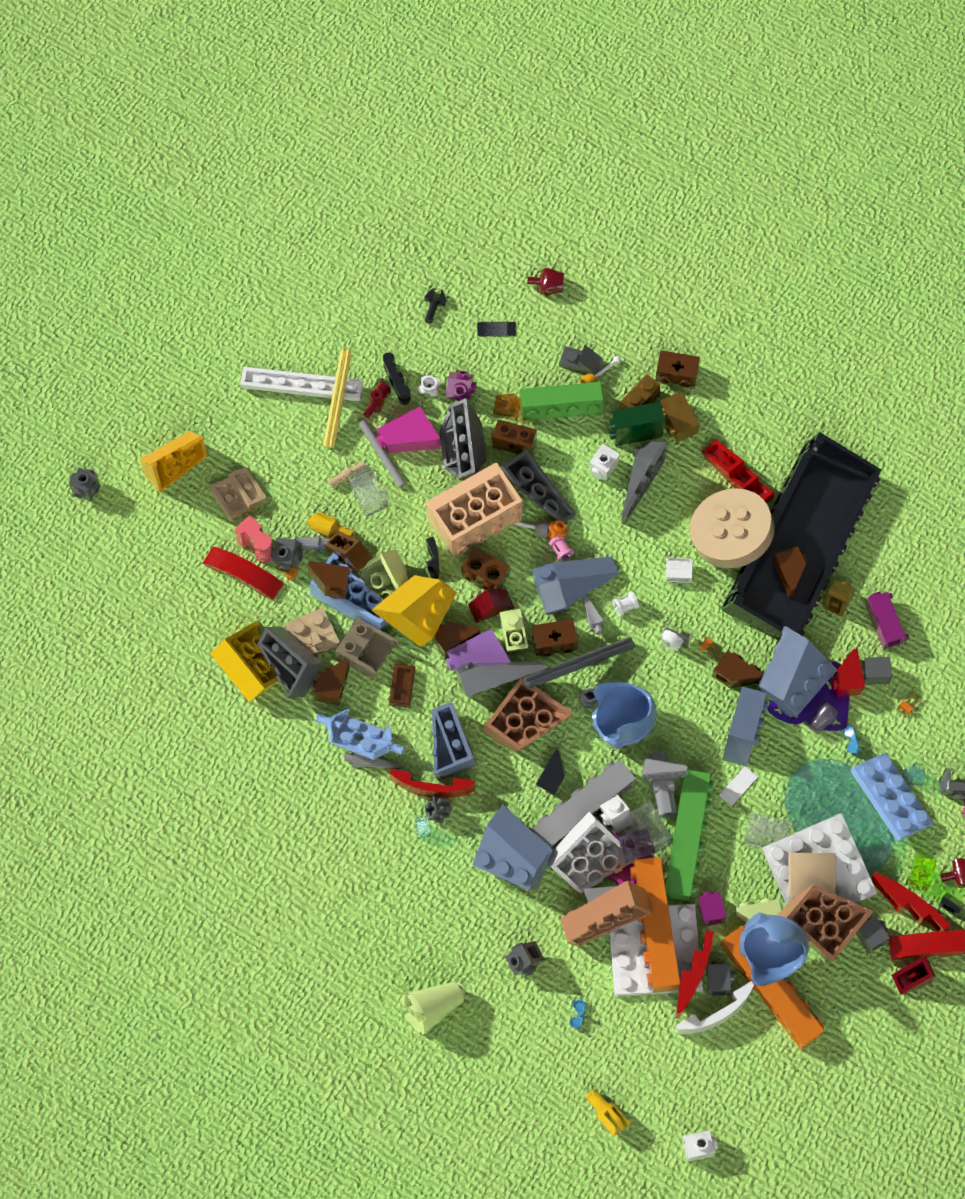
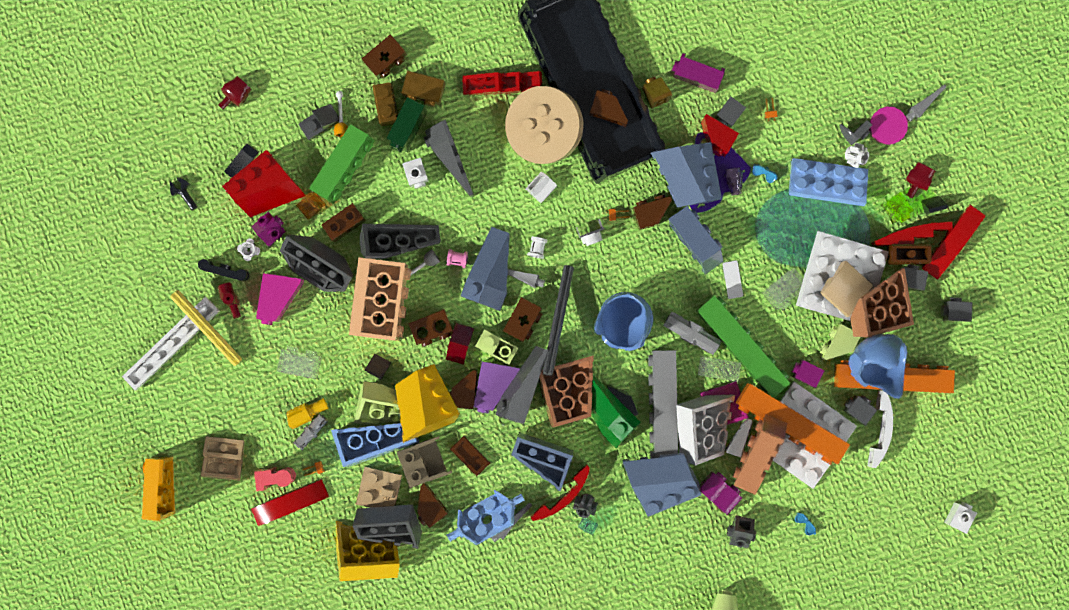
camera: 50 degrees left, 20 degrees up
(84, 484) = (131, 567): dark grey brick -> none
(287, 553) = (303, 462): dark grey brick -> none
(330, 578) = (355, 451): reddish brown slope -> none
(344, 473) = (272, 366): tan bar -> none
(348, 550) = (338, 418): reddish brown brick -> none
(382, 454) = (276, 328): light grey bar -> none
(416, 555) = (377, 366): none -> black slope
(433, 564) = (397, 362): black slope -> none
(491, 355) = (262, 186): none -> red wedge
(534, 769) = (611, 415): none -> green wedge
(543, 915) = (718, 492): none -> magenta brick
(557, 528) = (442, 250): orange plate -> none
(587, 698) = (588, 334): dark grey pin -> none
(608, 1113) = (887, 560): yellow arm -> none
(616, 814) = (689, 385): white brick -> none
(636, 844) = (727, 392): clear purple brick -> none
(662, 770) = (684, 332): light grey slope -> none
(691, 979) = (850, 431): red slope -> none
(878, 995) = (957, 310): none -> dark grey brick
(890, 911) = (909, 254): none -> reddish brown brick
(914, 775) = (824, 152): clear light blue piece -> none
(914, 976) = (963, 275): dark red slope -> none
(935, 802) = (856, 155): none -> white gear

